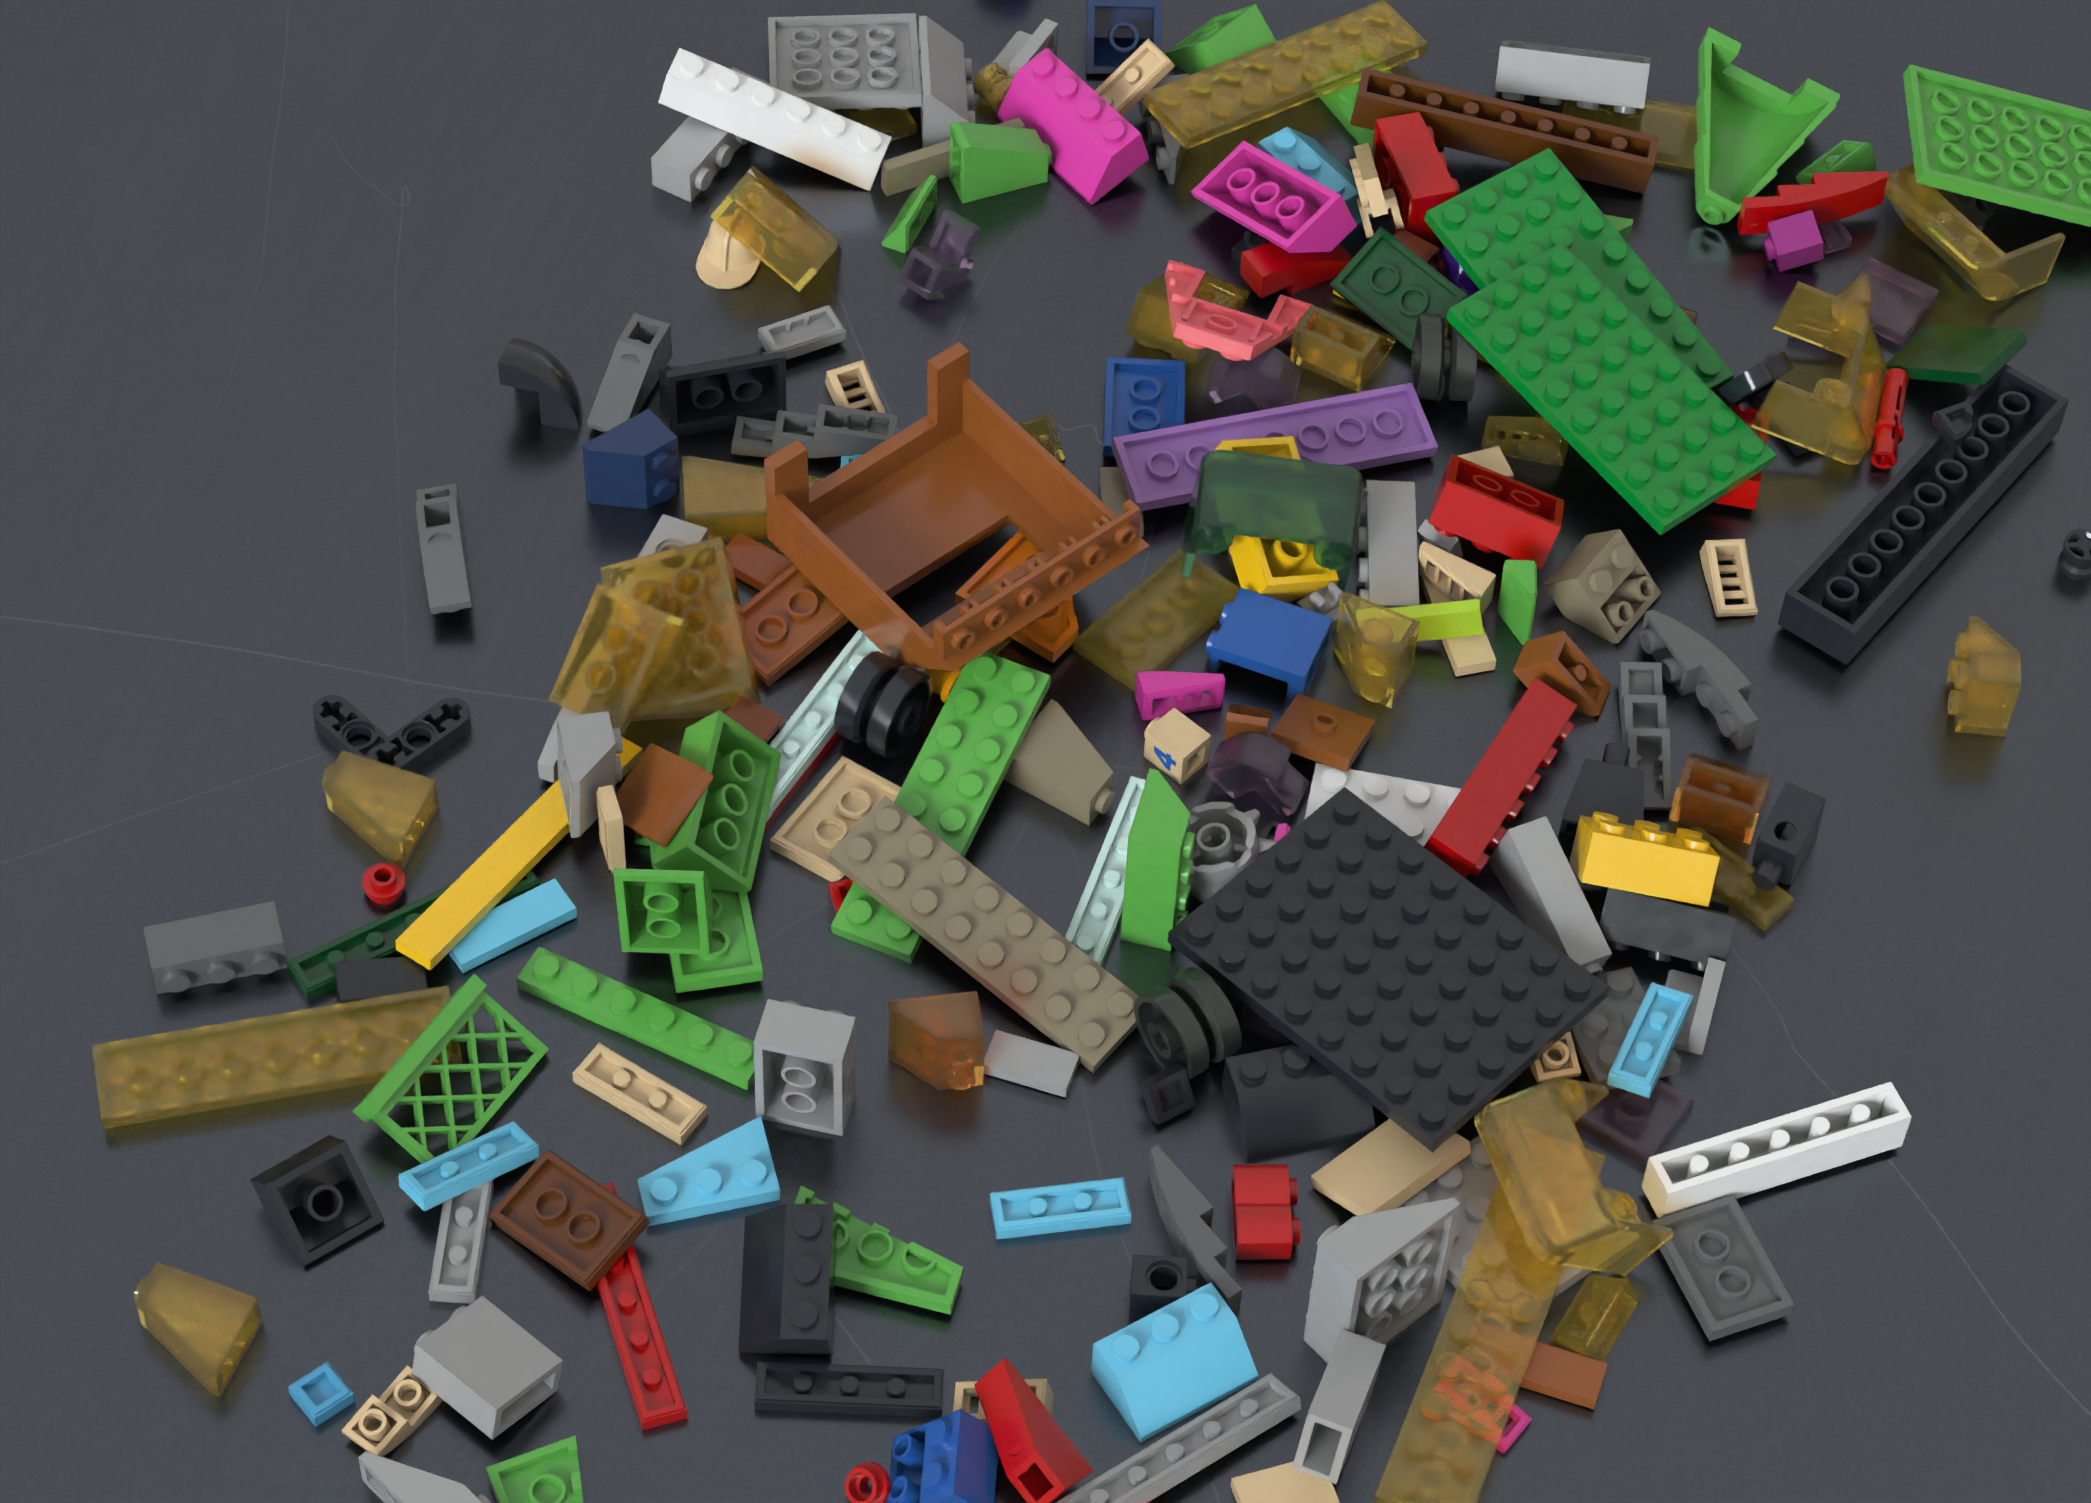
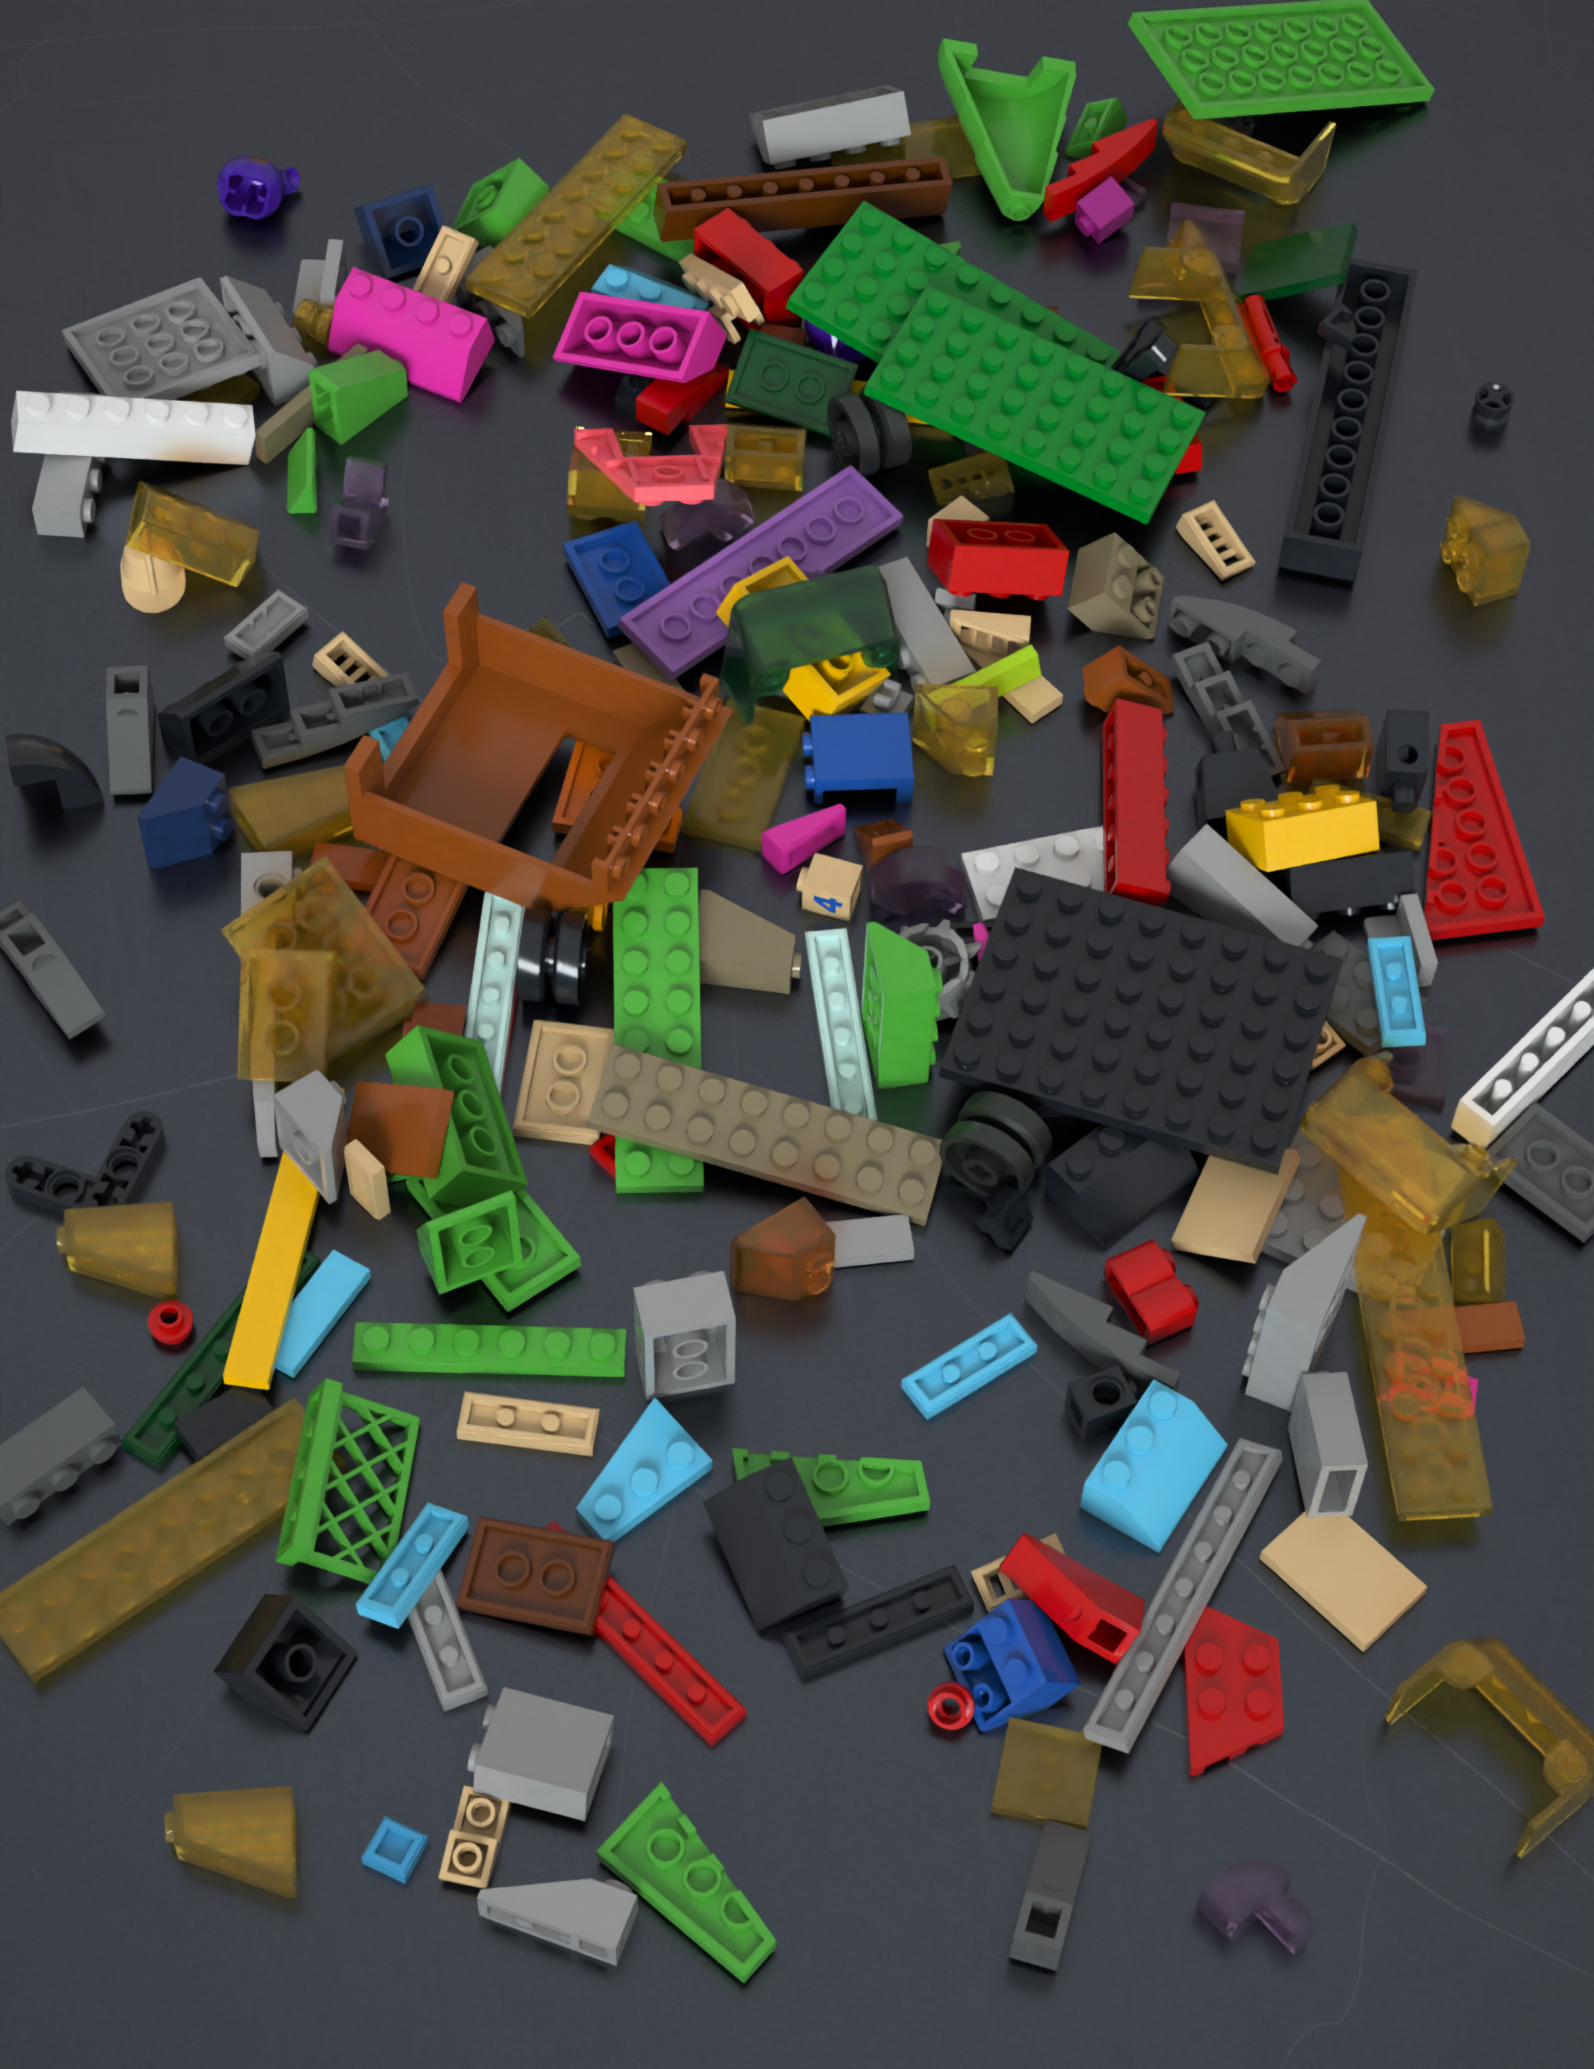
camera: 25 degrees left, 5 degrees up
(1323, 732) = (953, 822): dark orange plate -> none
(1518, 597) = (1058, 630): bright green slope -> none
(1814, 950) = (1475, 856): none -> red wing

